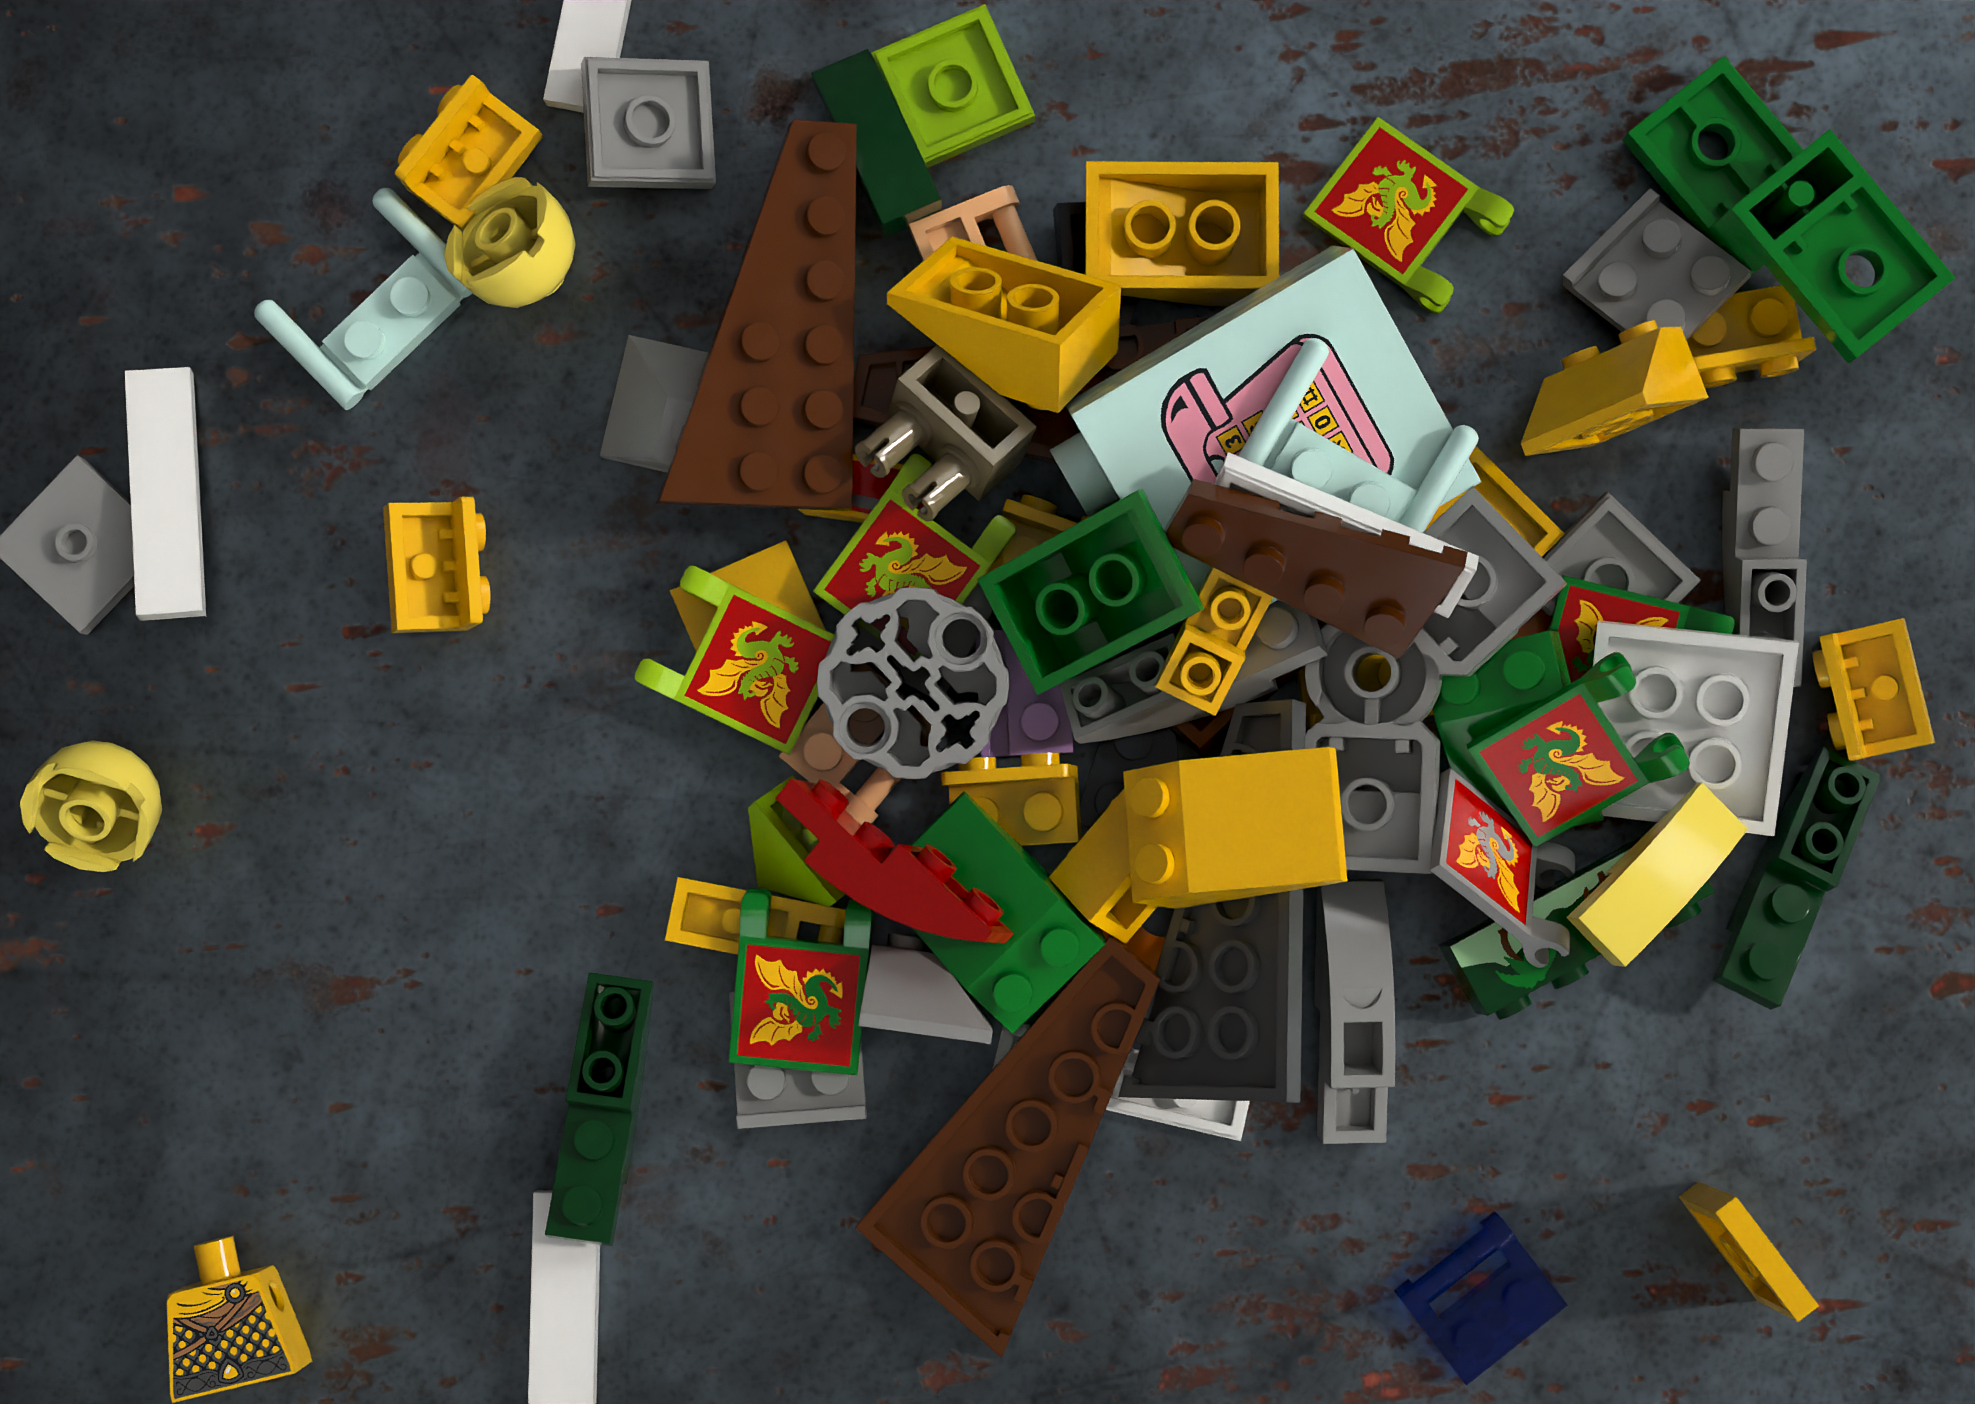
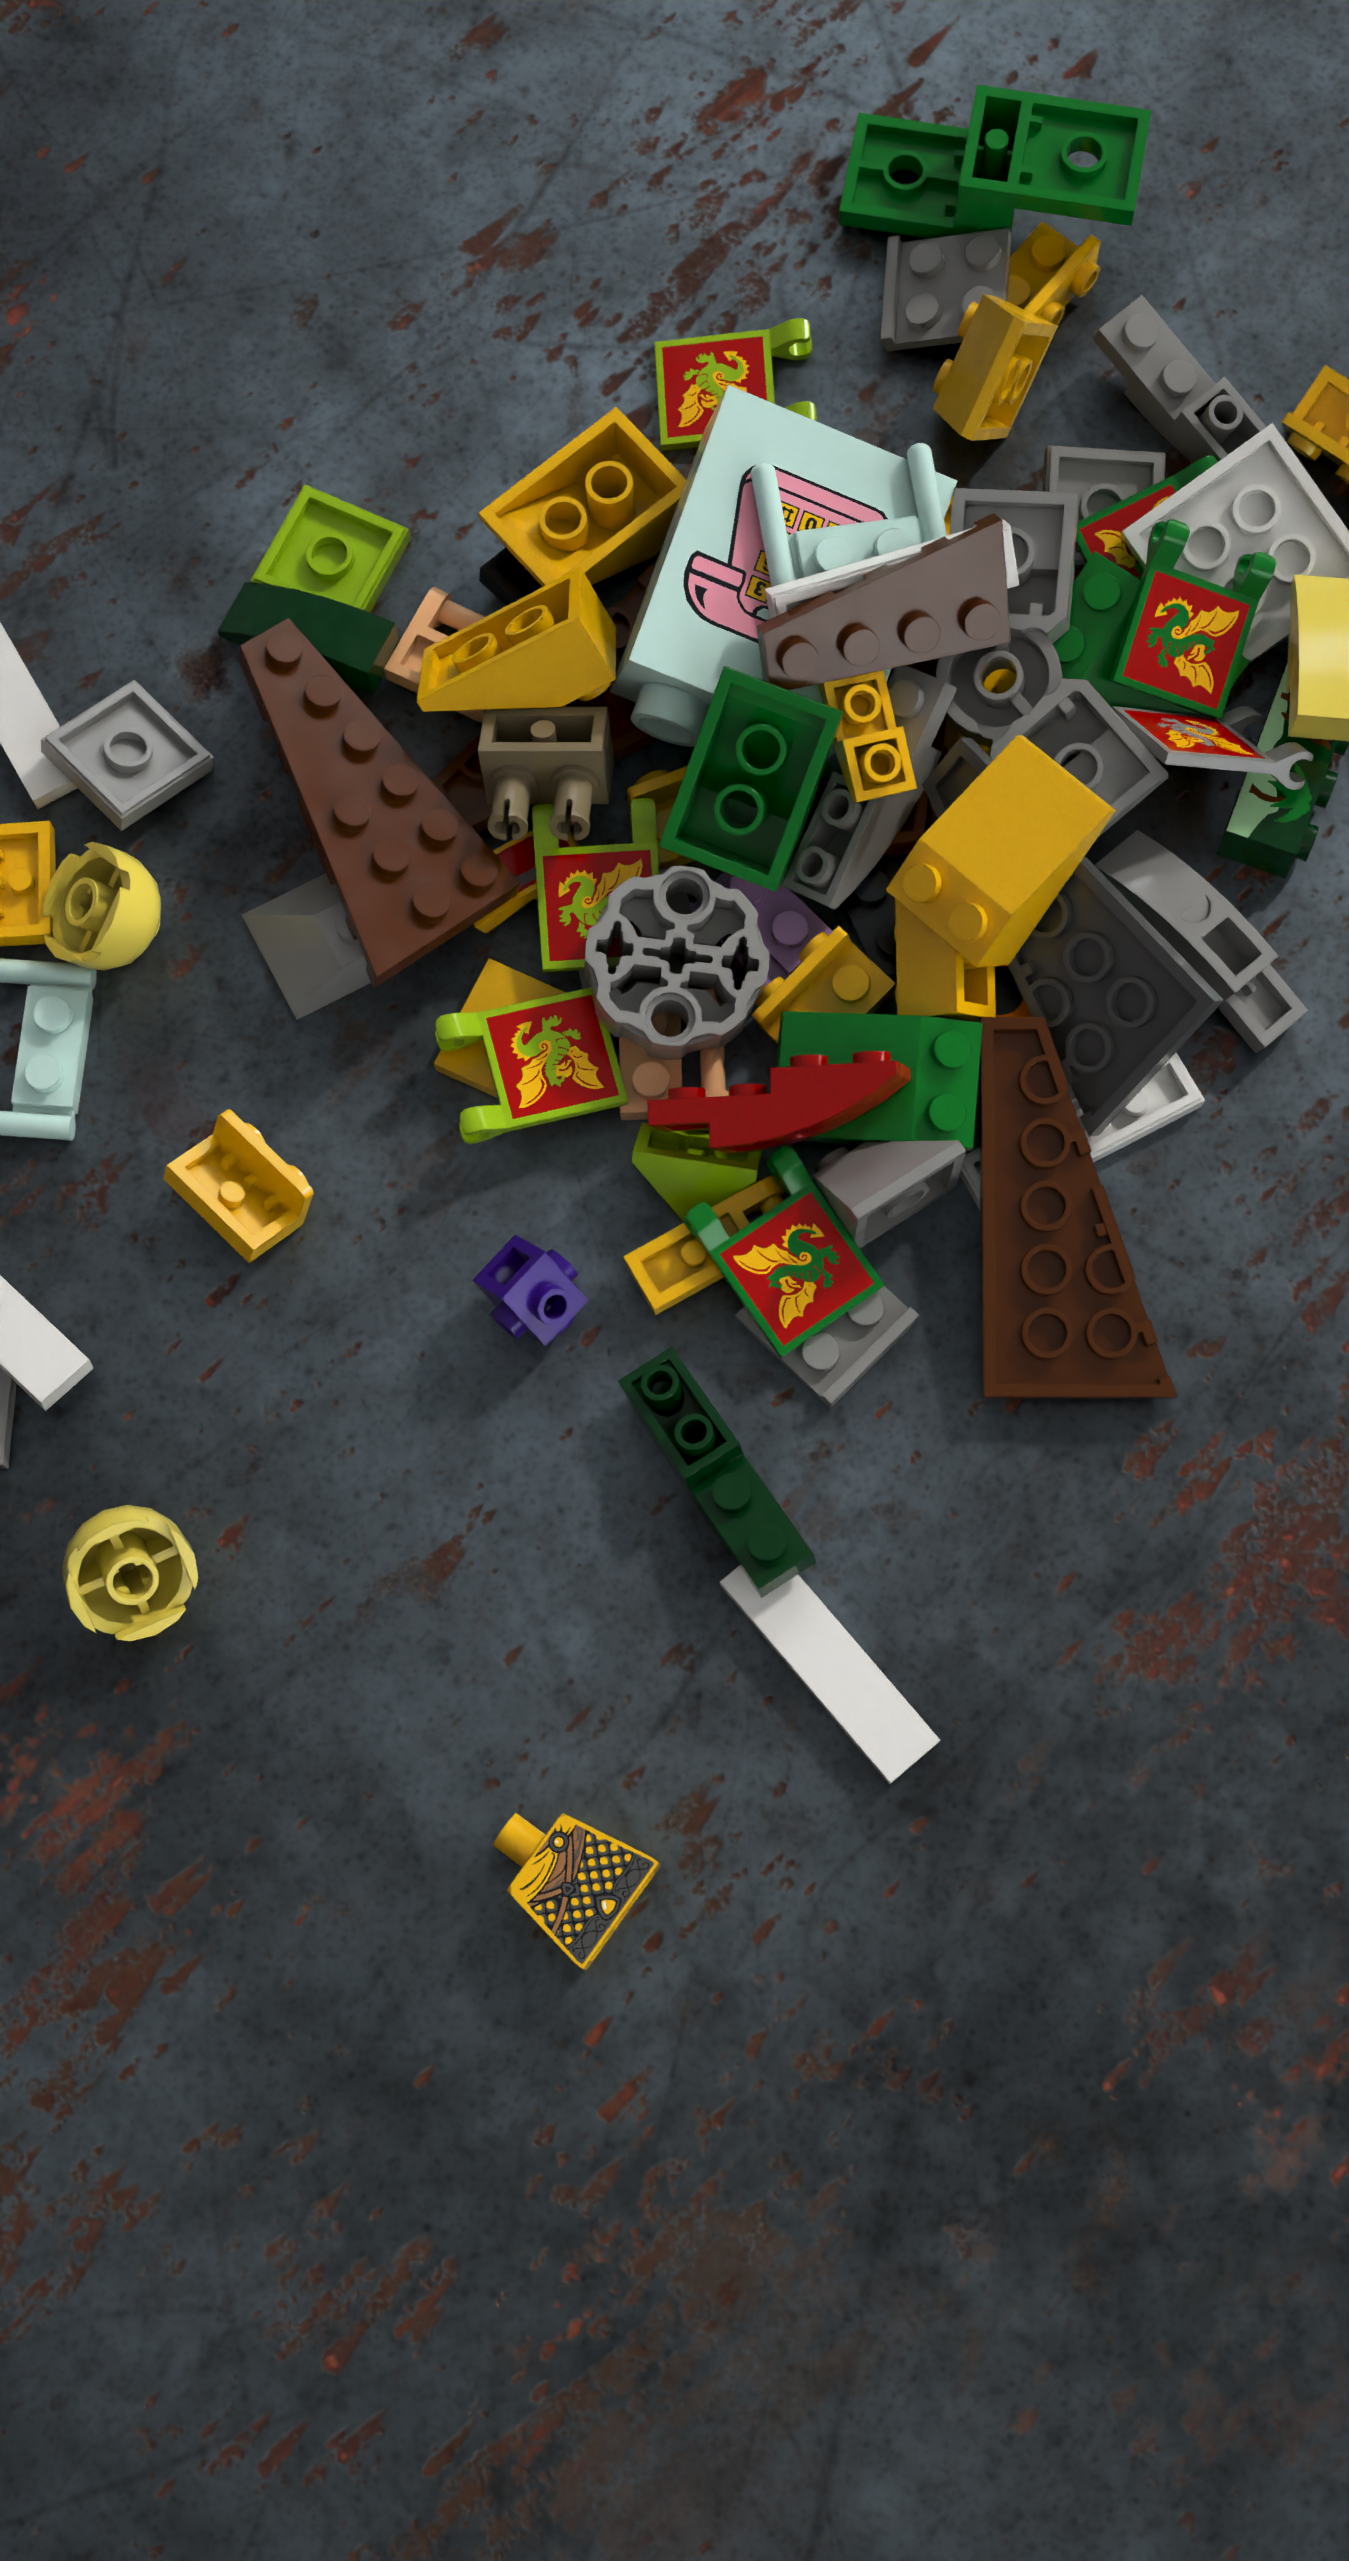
camera: 35 degrees left, 10 degrees down
(581, 858) = (531, 1291): none -> dark purple brick

